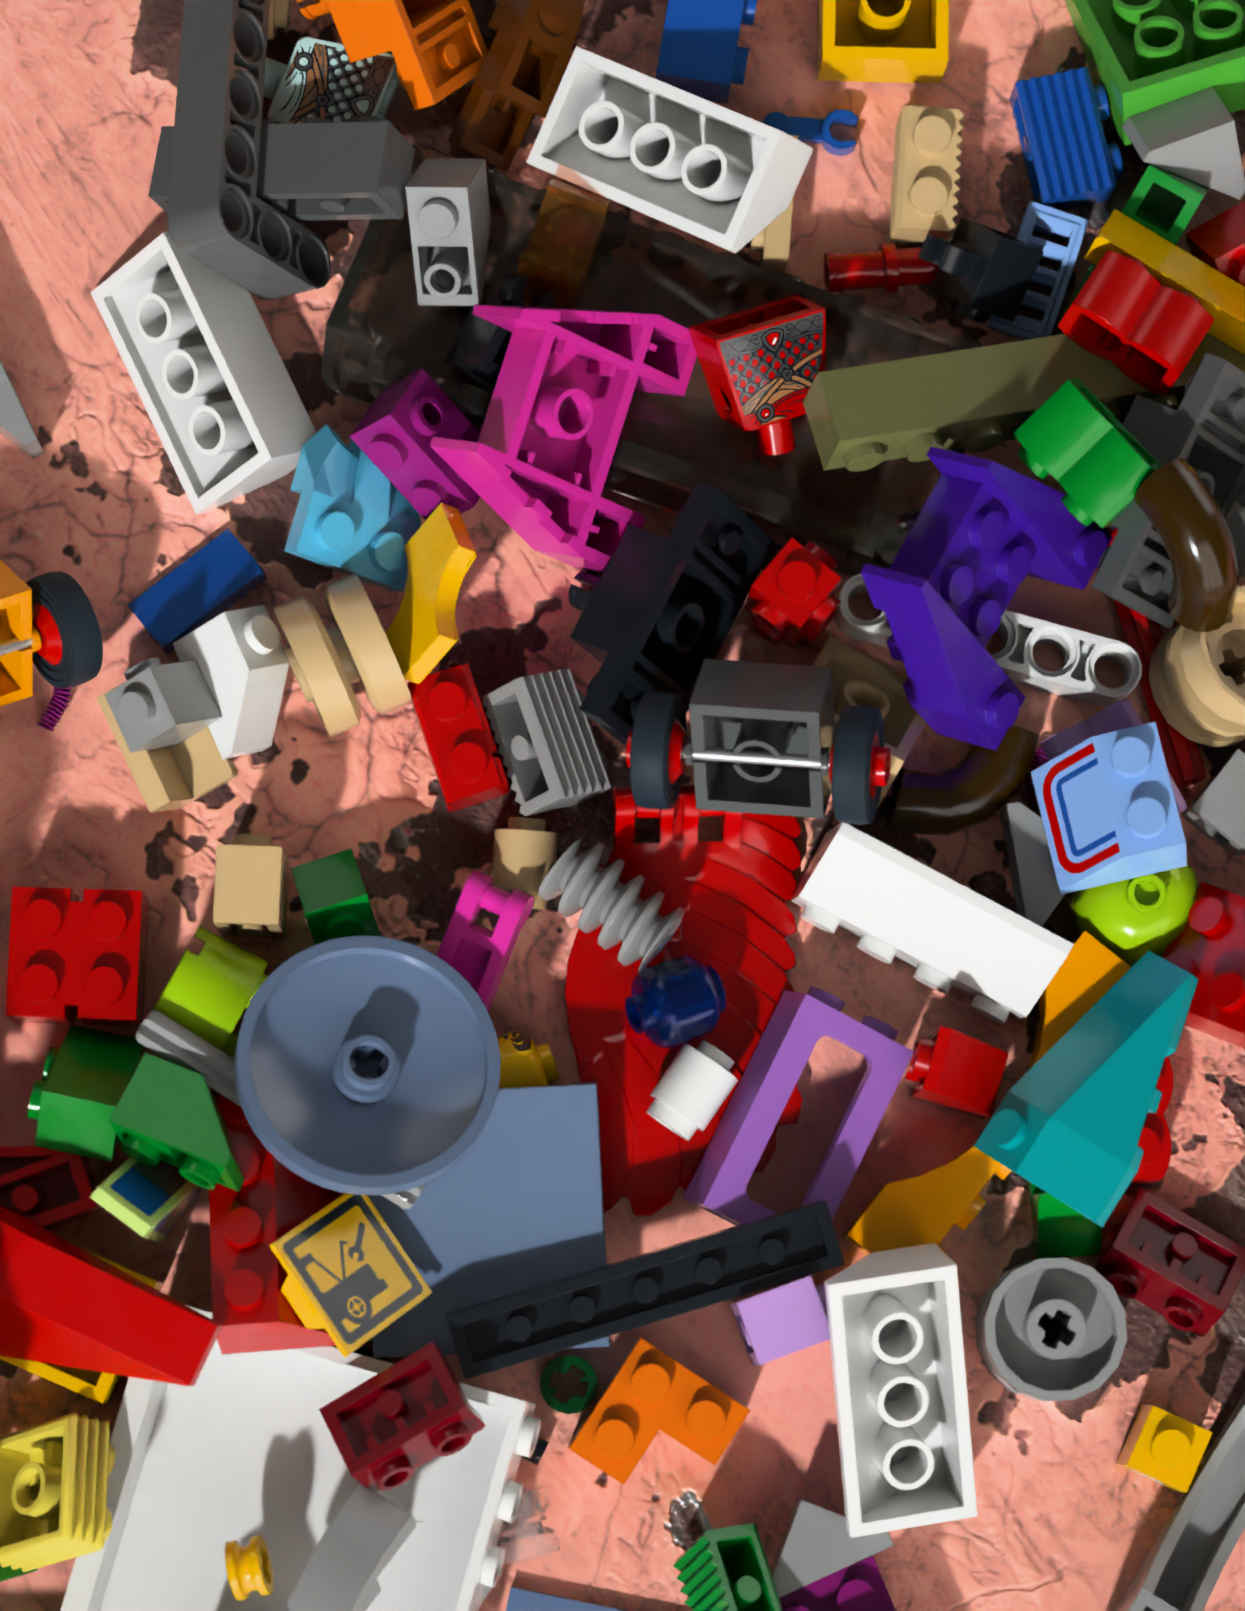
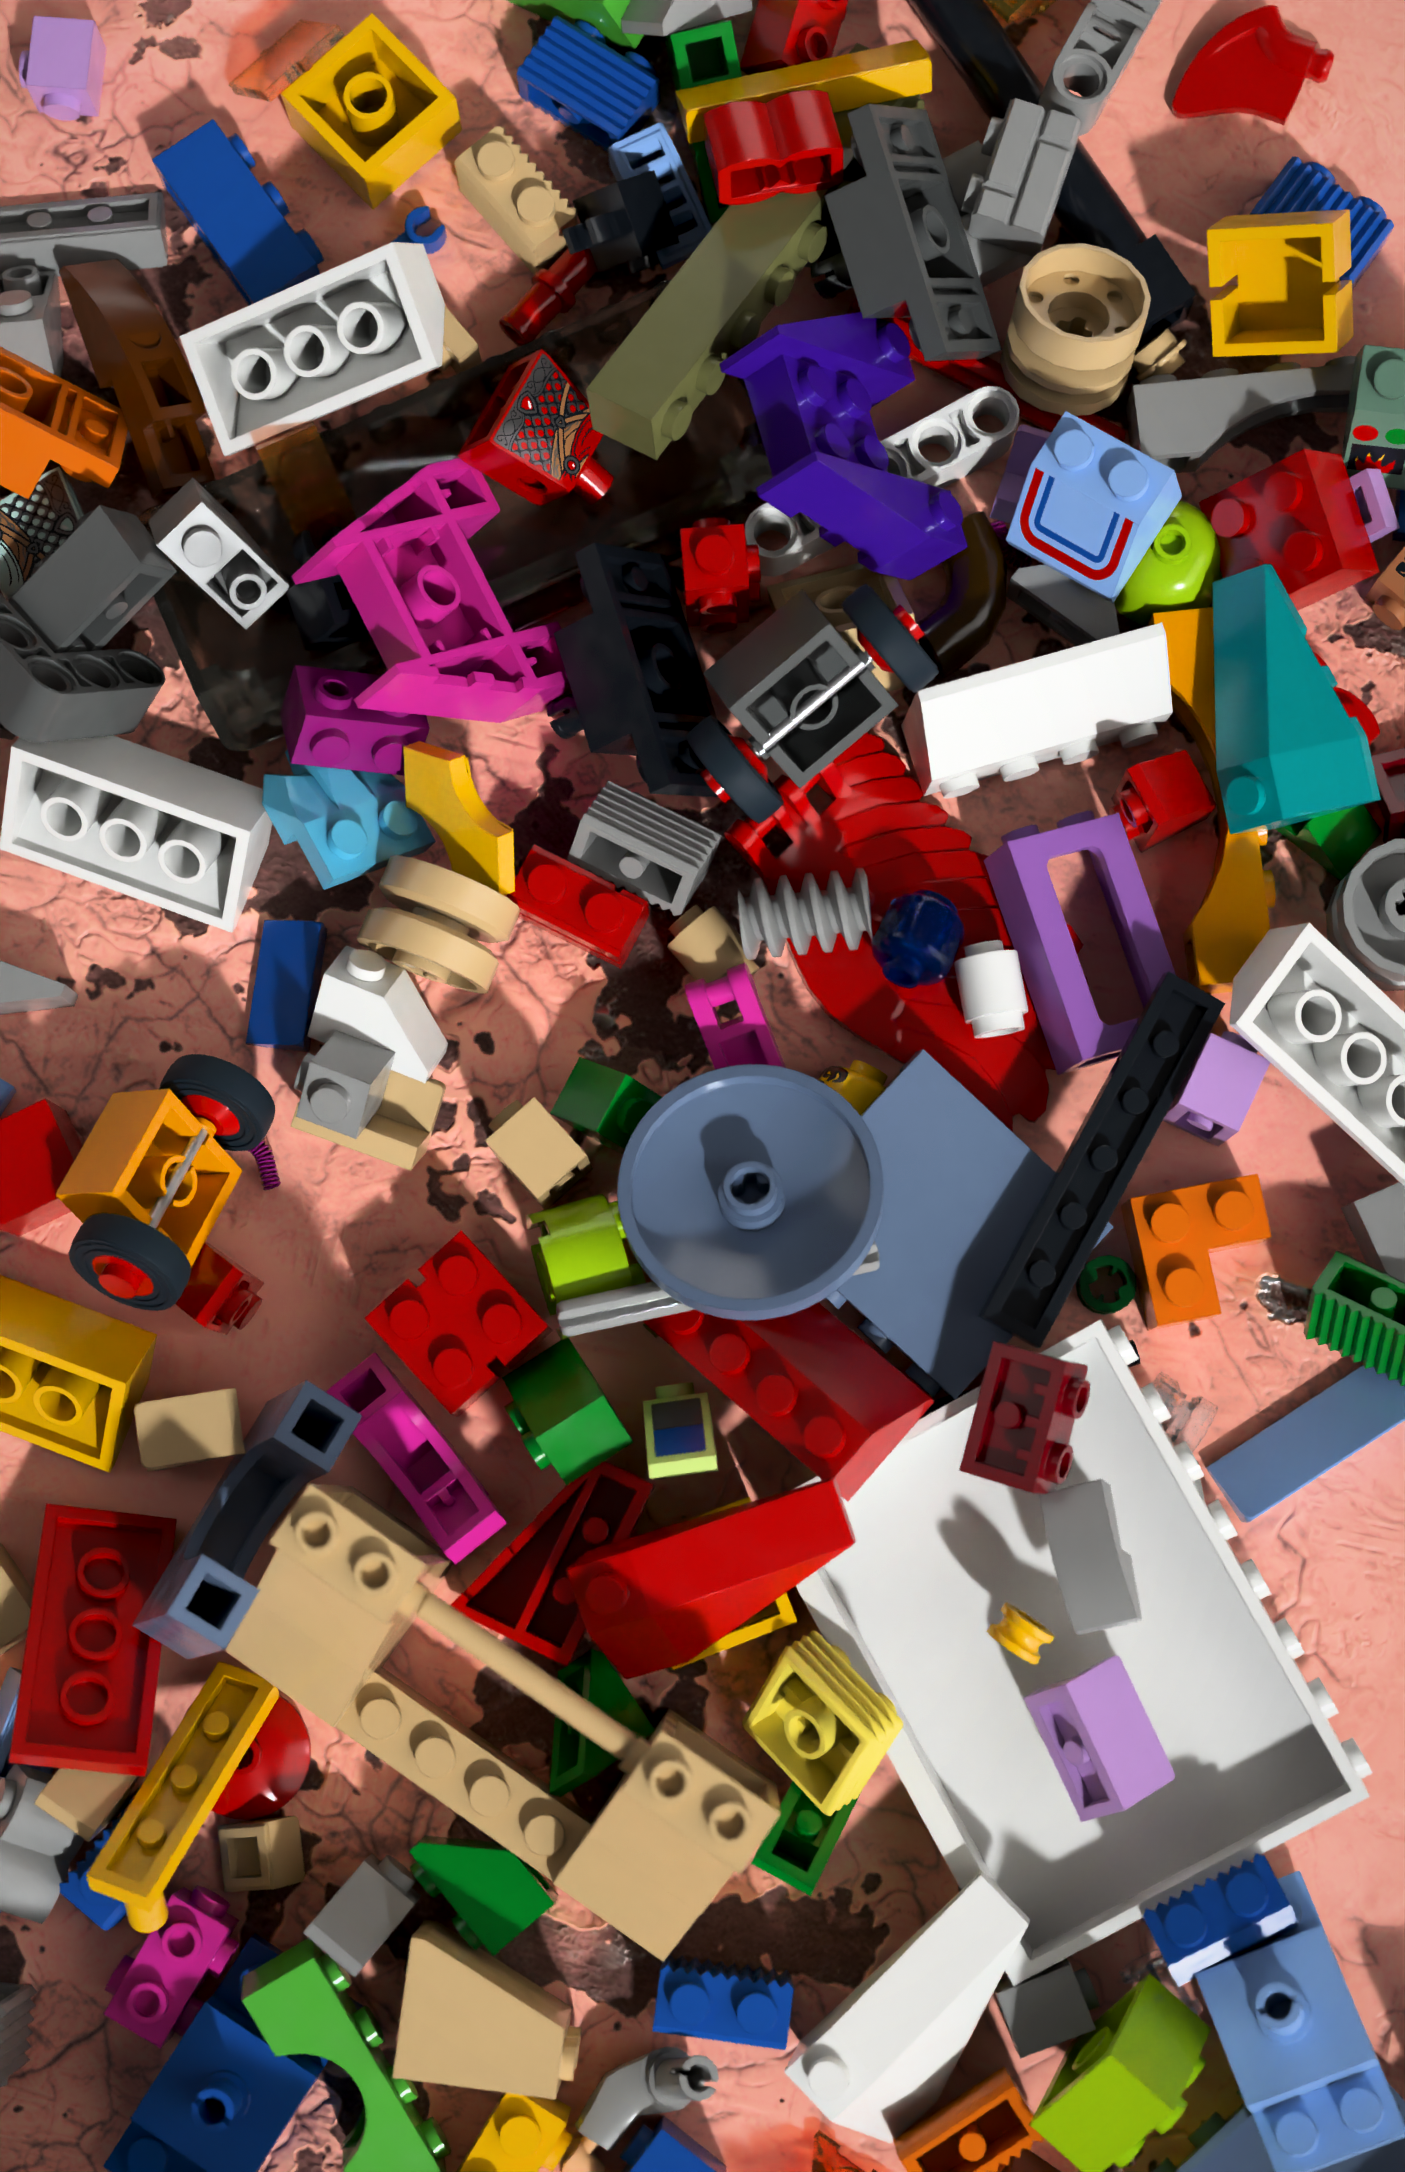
camera: 30 degrees left, 0 degrees up
(176, 1120) = (651, 1365): green slope -> none
(348, 1272) = (884, 1352): piece -> none
(1086, 452) = (834, 265): green brick -> none
(1196, 543) = (974, 249): dark brown cylinder -> none

